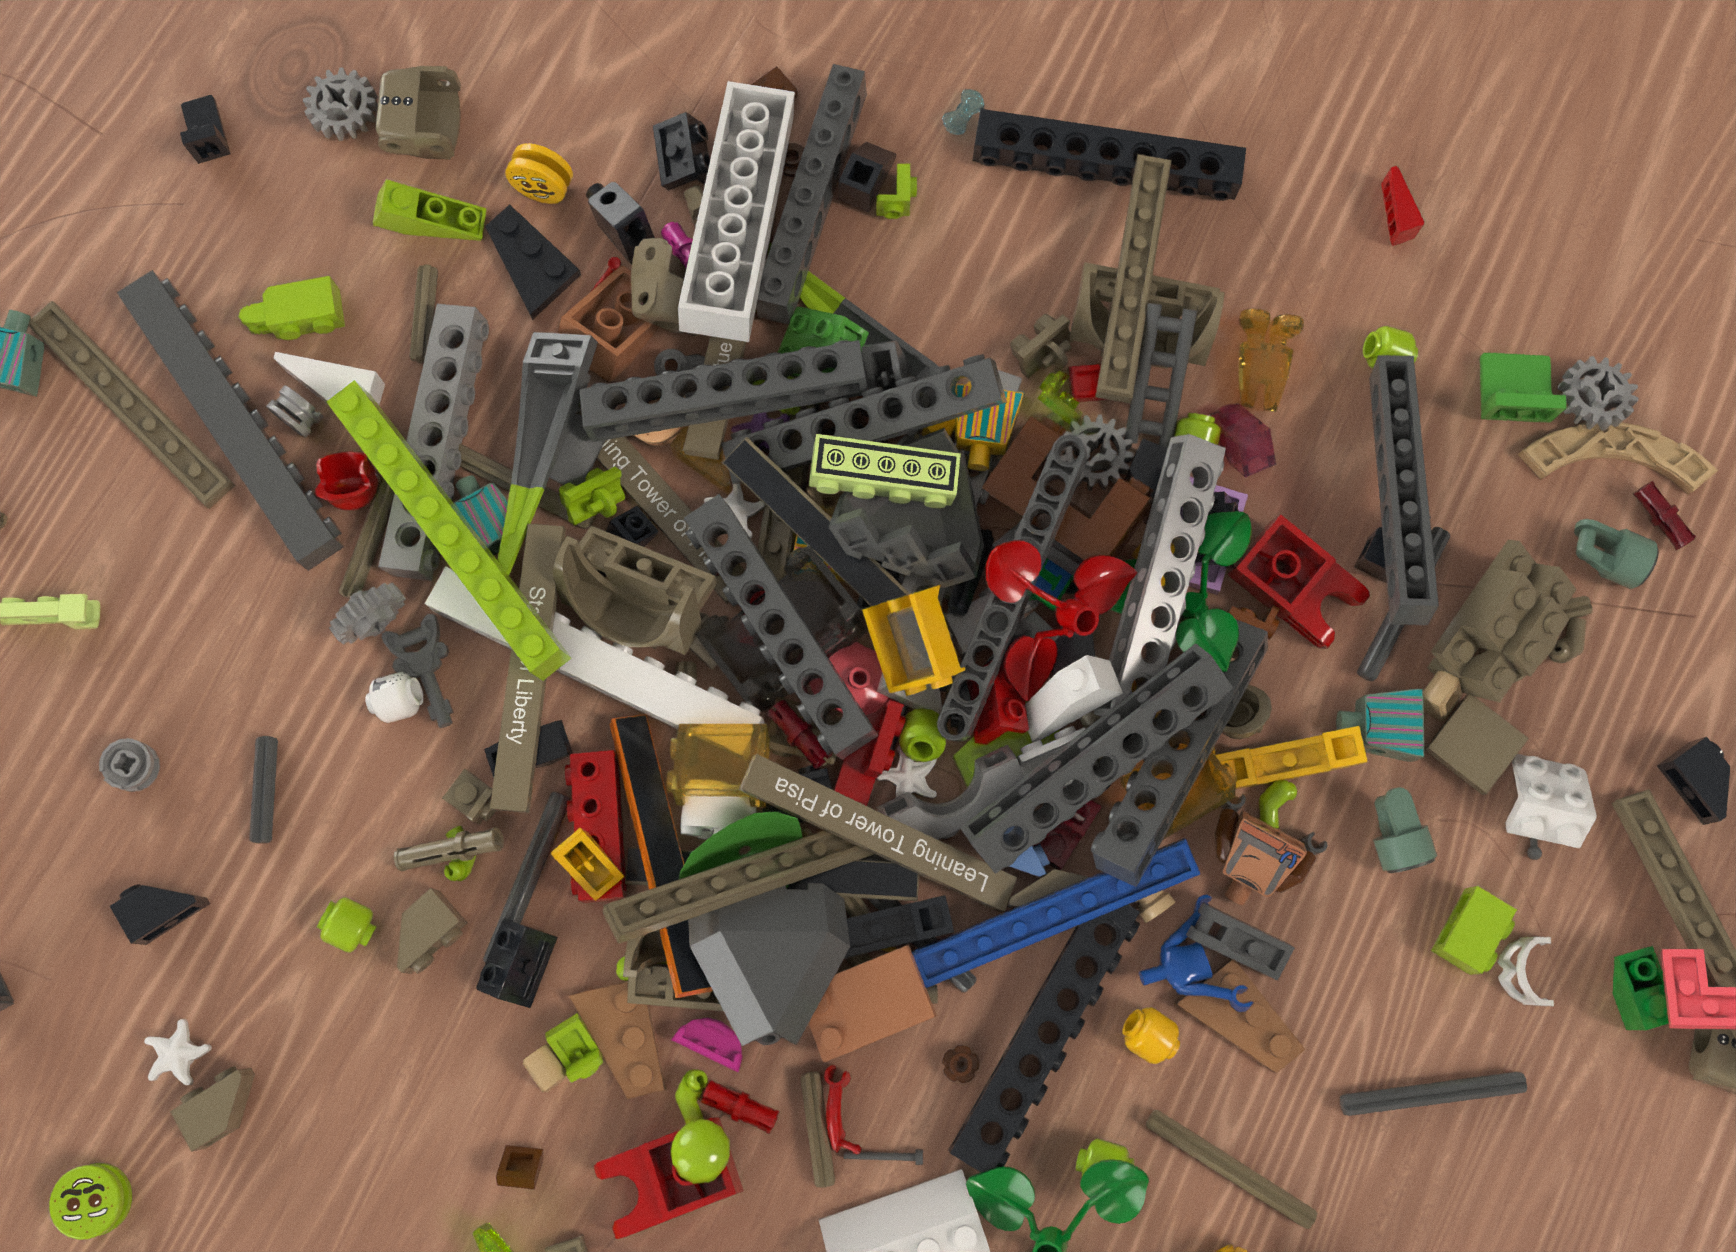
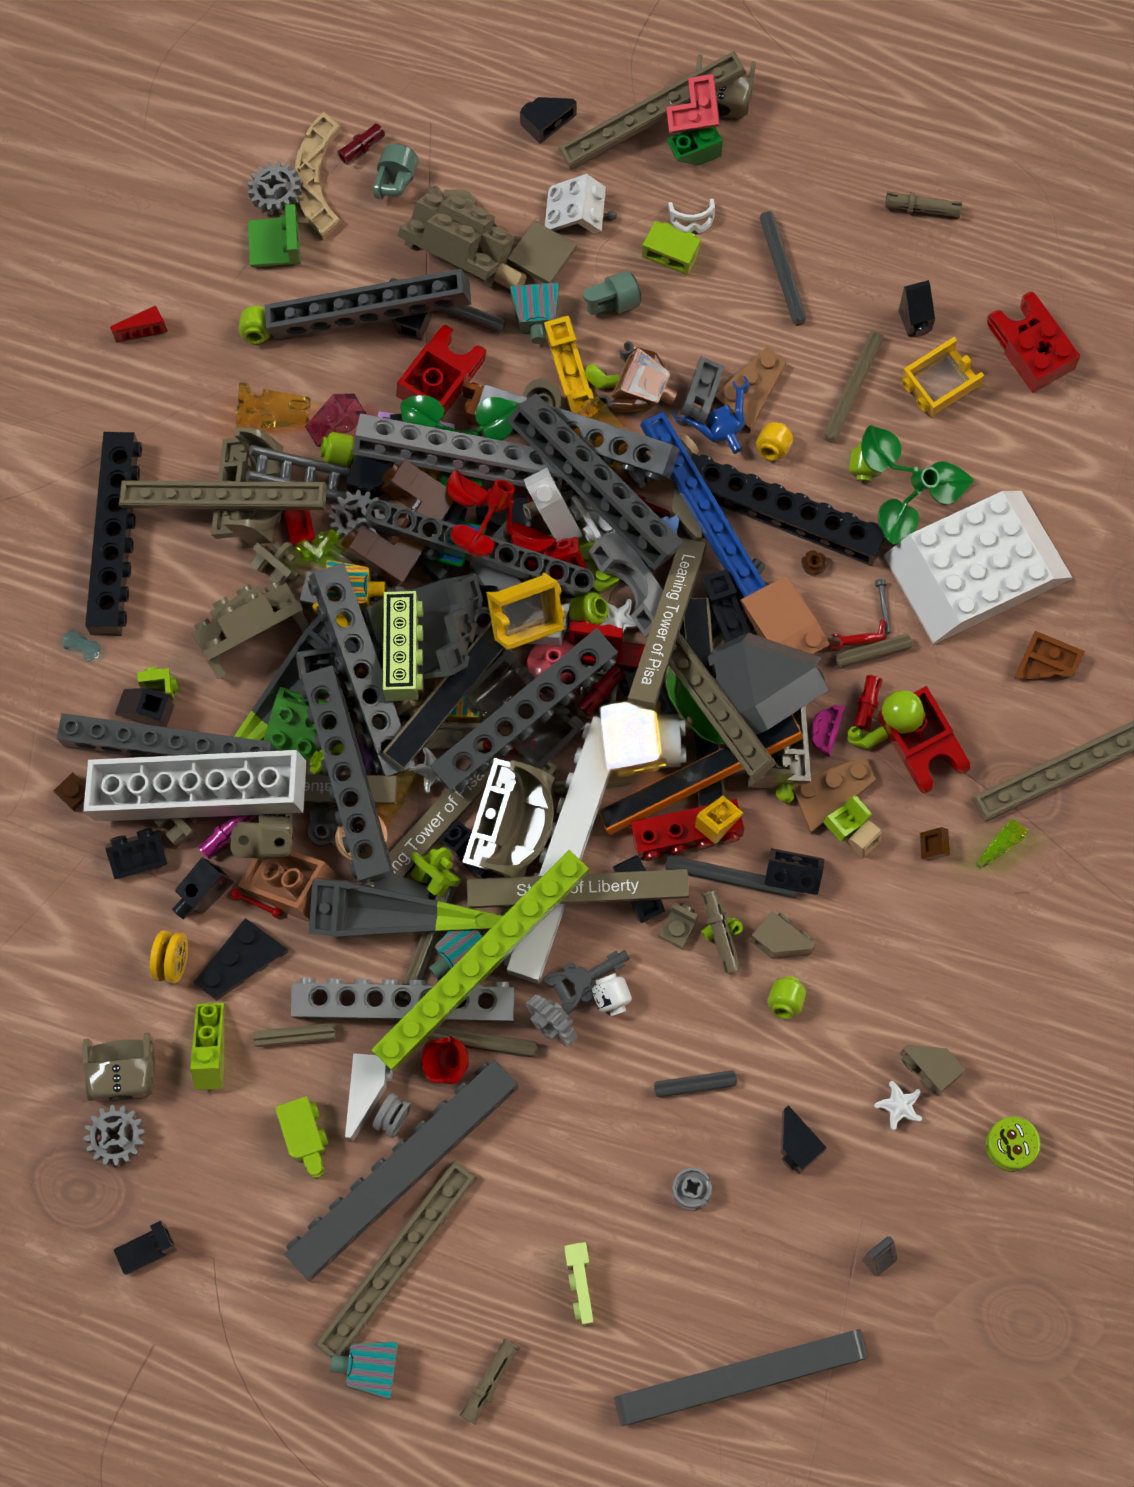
camera: 95 degrees left, 5 degrees down
(962, 293) = (244, 618): none -> dark tan piece

